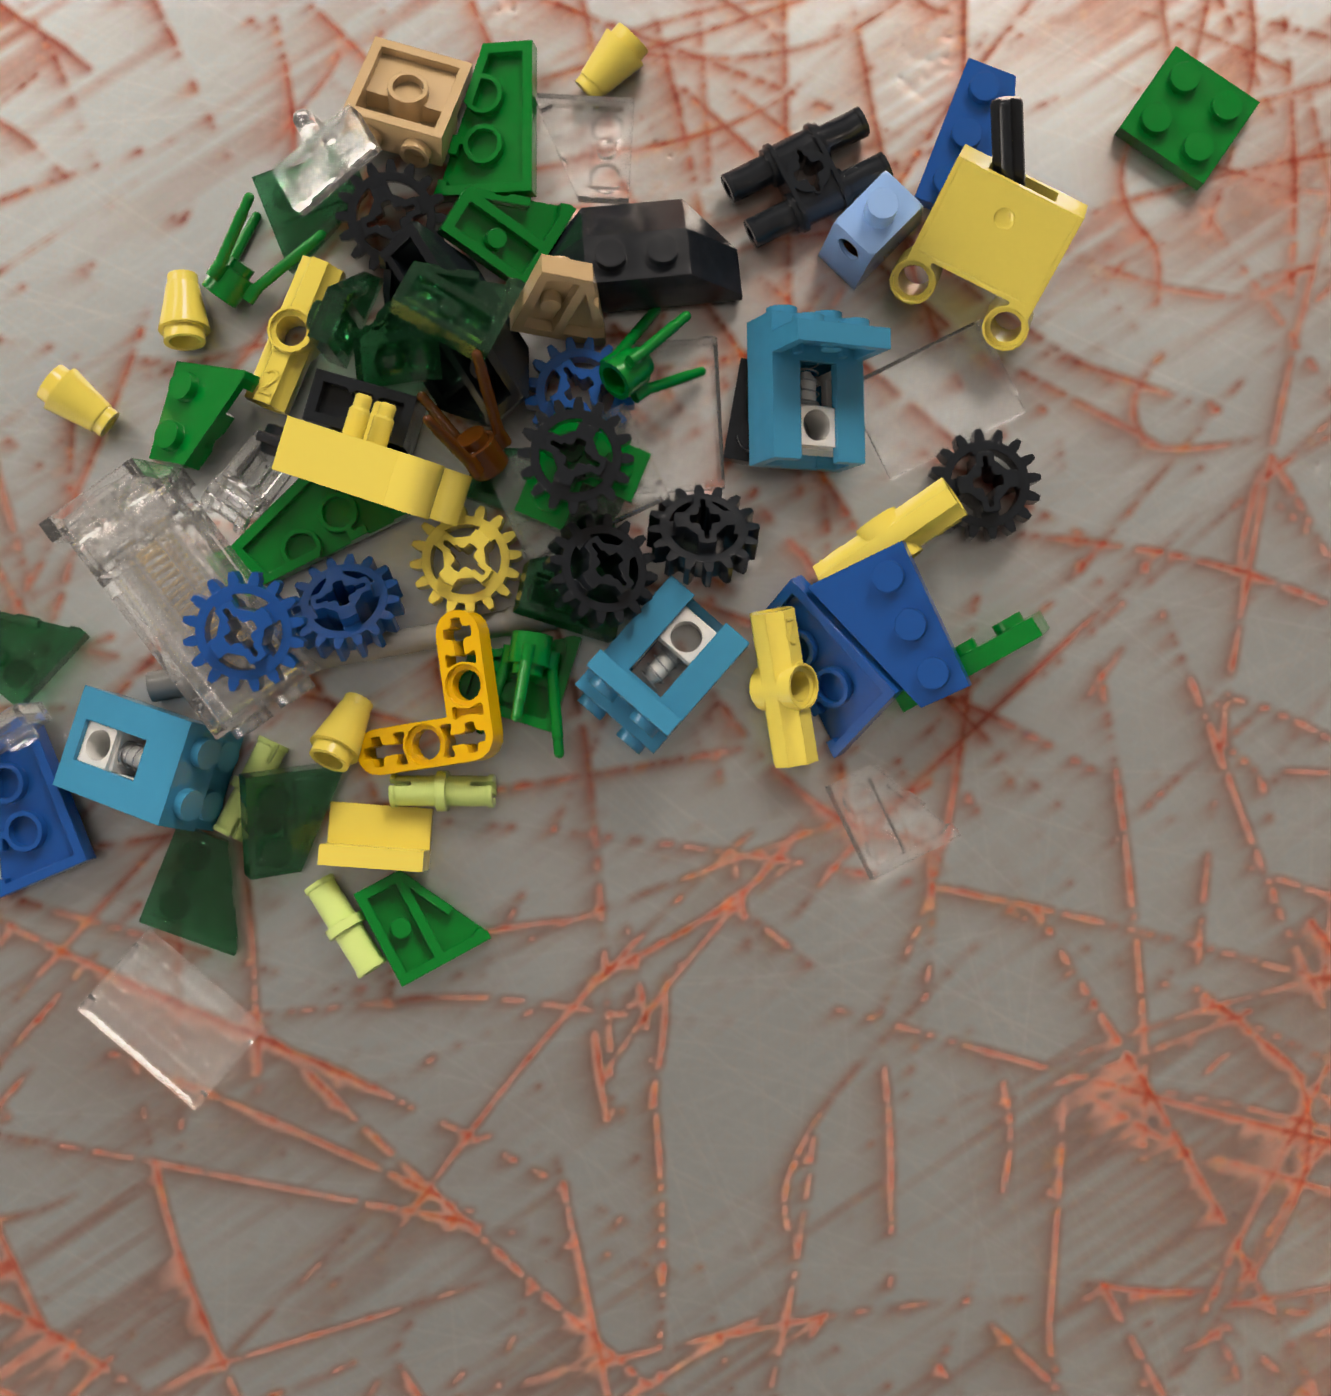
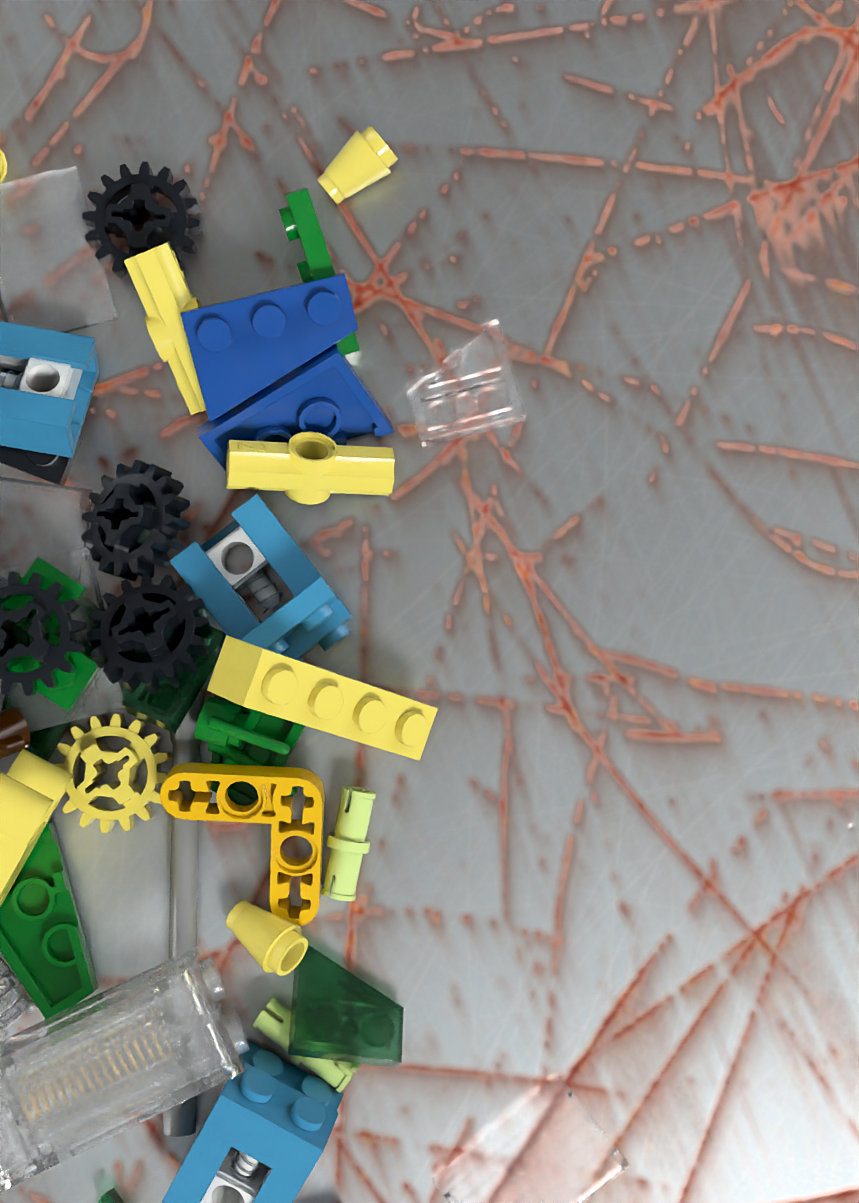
camera: 85 degrees left, 0 degrees up
(195, 892) = (403, 1123): clear green wing -> none
(230, 609) = (143, 1043): blue gear -> none
(345, 925) = (468, 971): yellowish green pin -> none
(348, 607) = (135, 908): blue gear -> none
(378, 837) = (383, 920): light yellow panel -> none
(416, 926) = (483, 897): green wing -> none
(569, 742) = (320, 698): none -> light yellow brick
(1079, 674) = (357, 165): none -> light yellow cone

